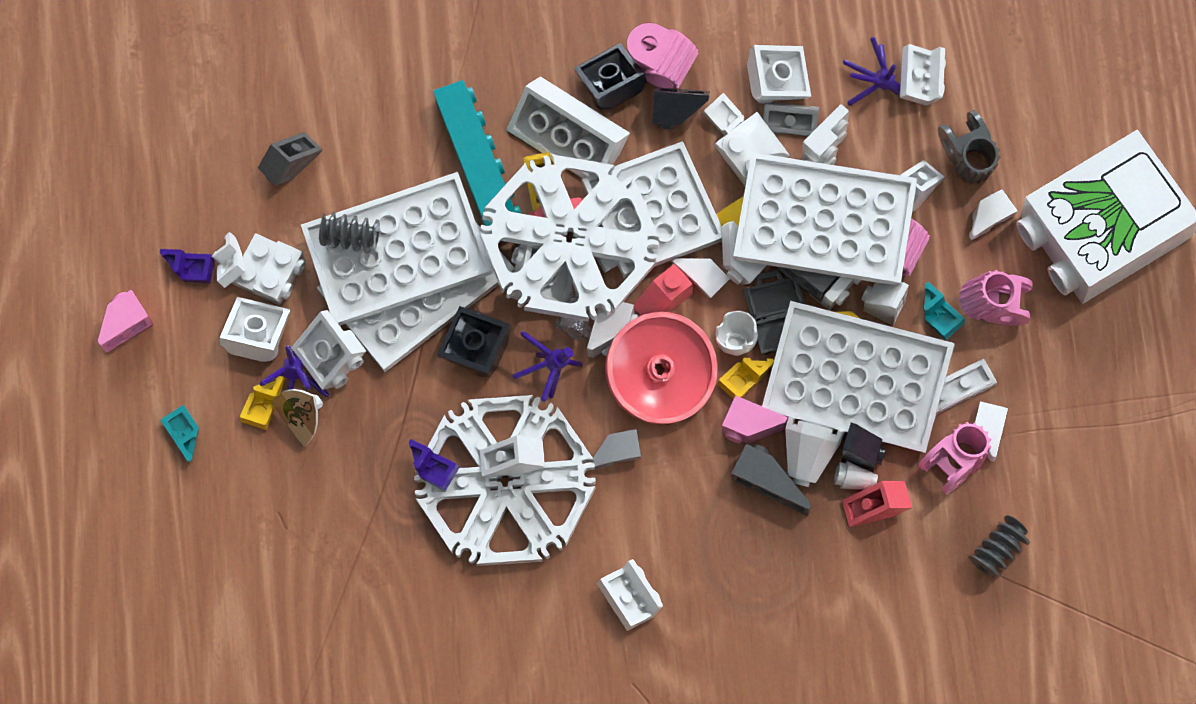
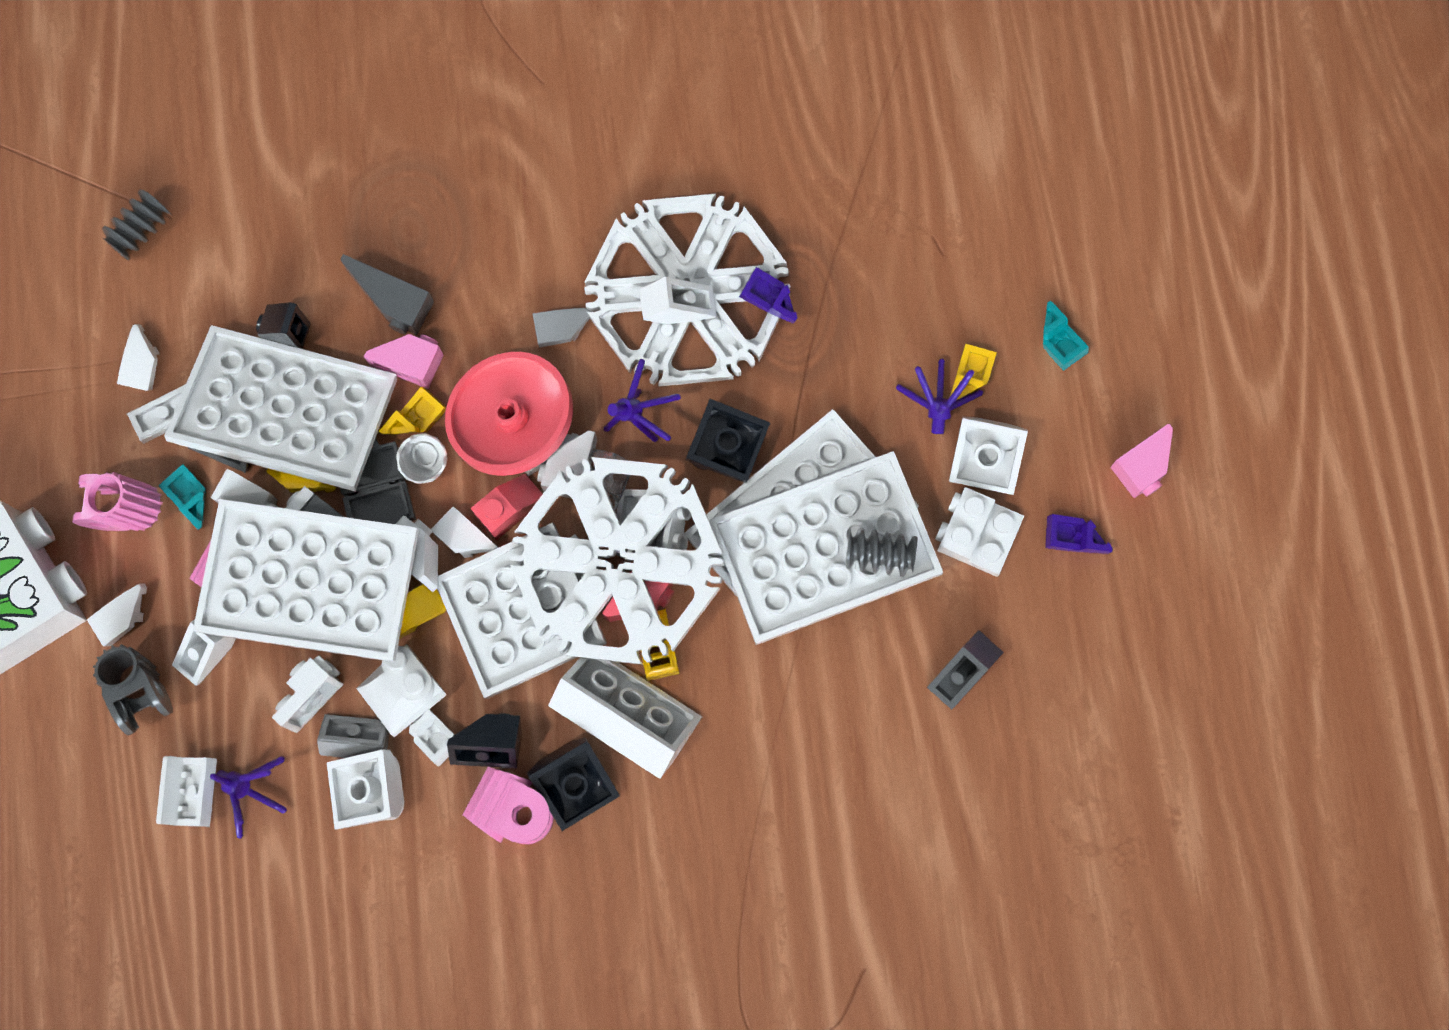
camera: 175 degrees right, 5 degrees up
(230, 261) = (1025, 537): white slope -> none
(299, 412) = (924, 351): shield -> none
(328, 351) = (898, 420): white plate -> none
(472, 145) = (738, 680): teal brick -> none
(630, 595) = (544, 165): white bracket -> none
(809, 450) = (338, 326): white cone -> none
(854, 477) = (302, 296): white cone -> none
(877, 503) = (268, 270): coral slope -> none
(968, 434) = (183, 321): bright pink piece -> none

